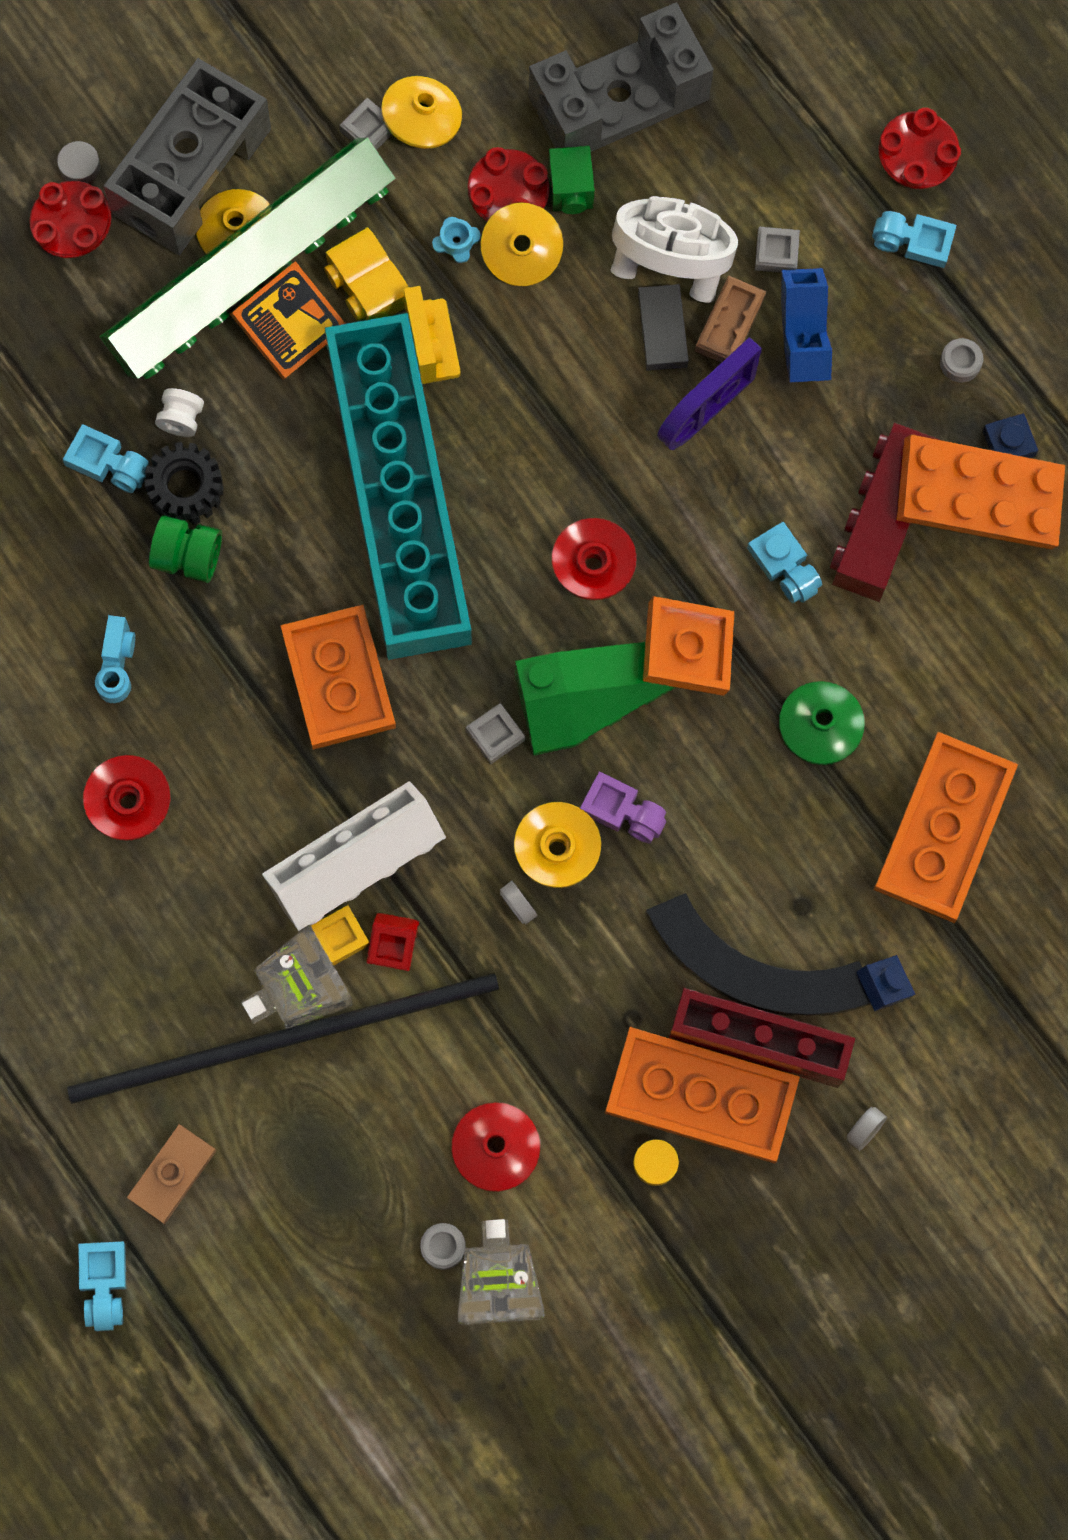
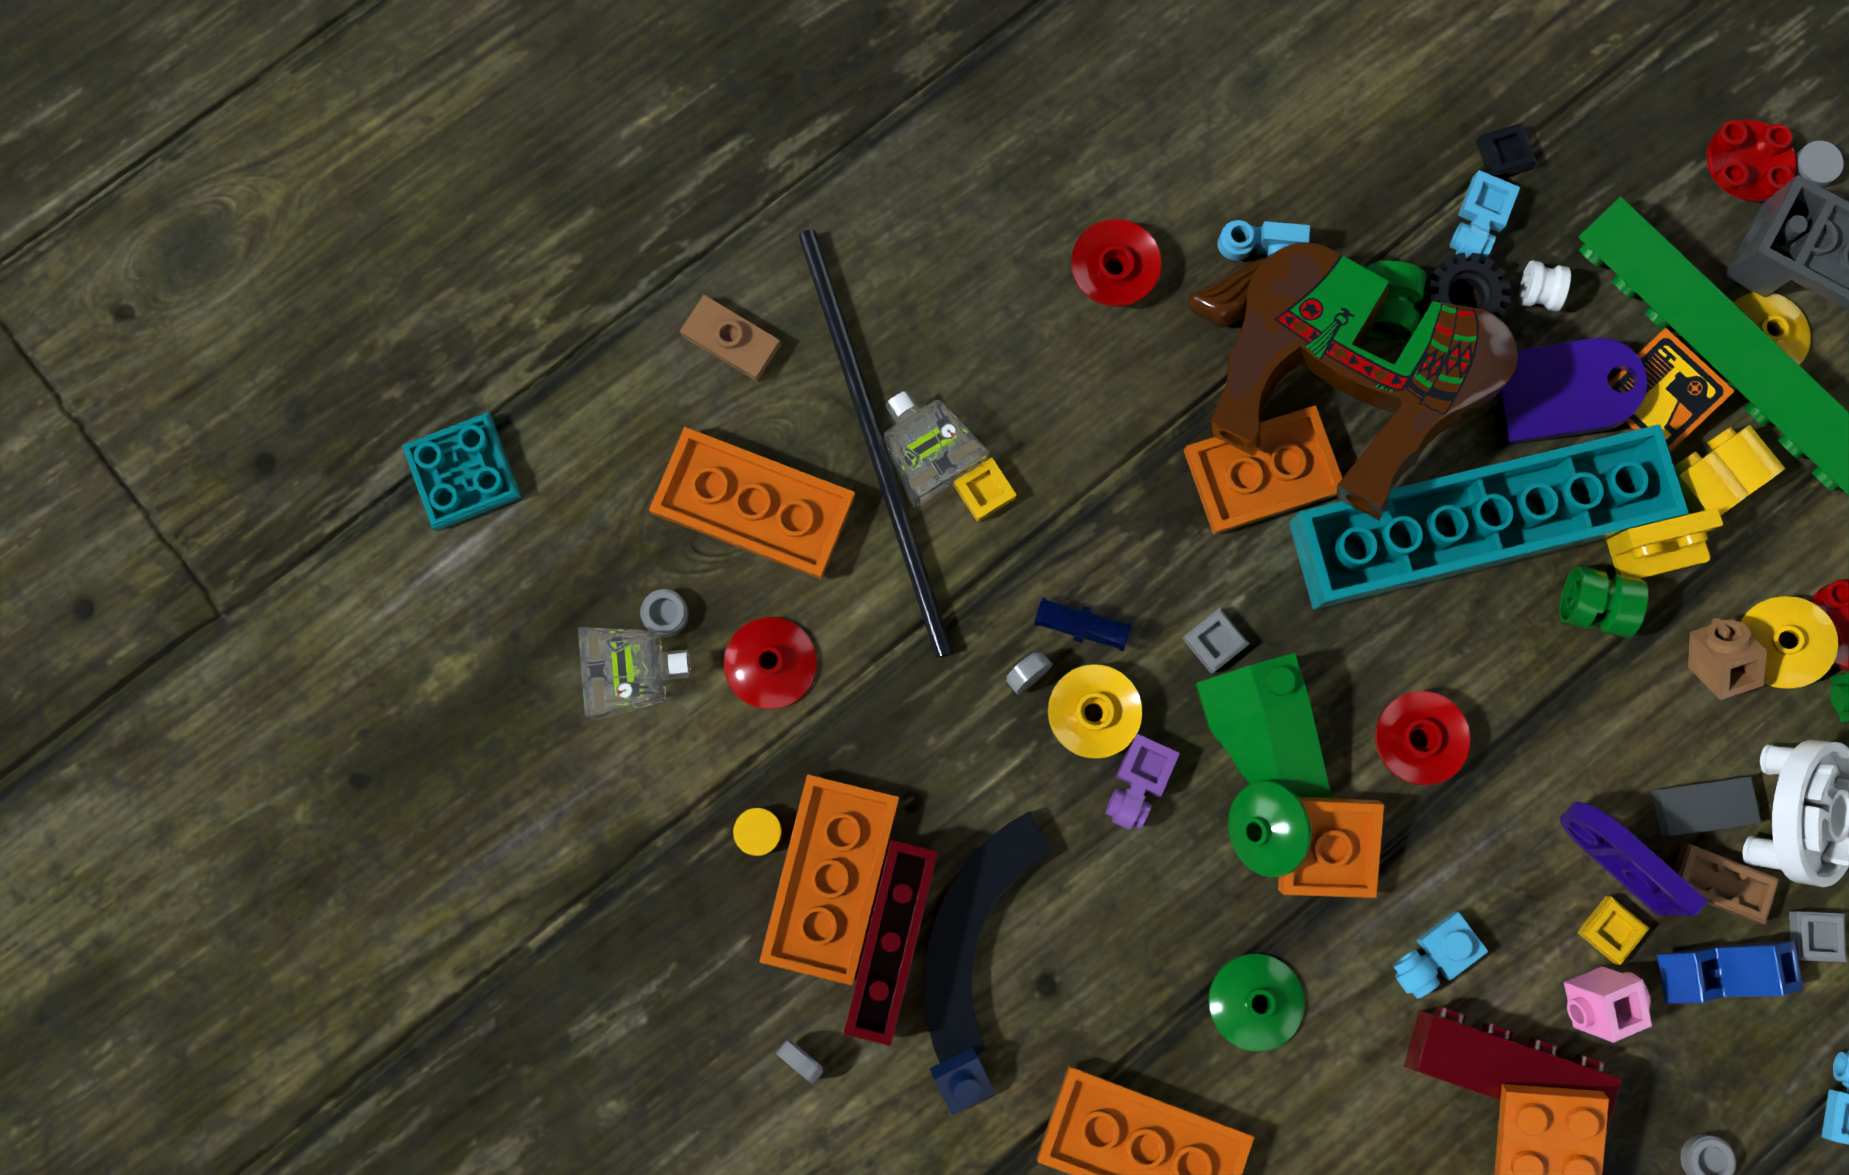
camera: 90 degrees right, 5 degrees up
(42, 433) = (1506, 151): none -> black tile
(101, 1270) = (630, 275): medium azure plate -> none
(197, 616) = (1315, 312): none -> animal
(280, 406) = (1567, 392): none -> dark purple tile
(289, 1446) = (461, 471): none -> teal tile
(340, 1156) = (752, 503): none -> orange plate
(354, 855) = (1067, 495): white brick -> none
(392, 941) = (982, 544): red slope -> none
(452, 228) = (1795, 565): medium azure plate -> none
(475, 851) = (1082, 624): none -> clear blue pin
(480, 389) = (1611, 603): none -> green wheel
(535, 295) = (1727, 658): none -> medium nougat brick
(668, 683) = (1283, 826): none -> green dish
(767, 416) = (1613, 930): none -> yellow tile
(830, 426) = (1608, 1003): none -> bright pink brick

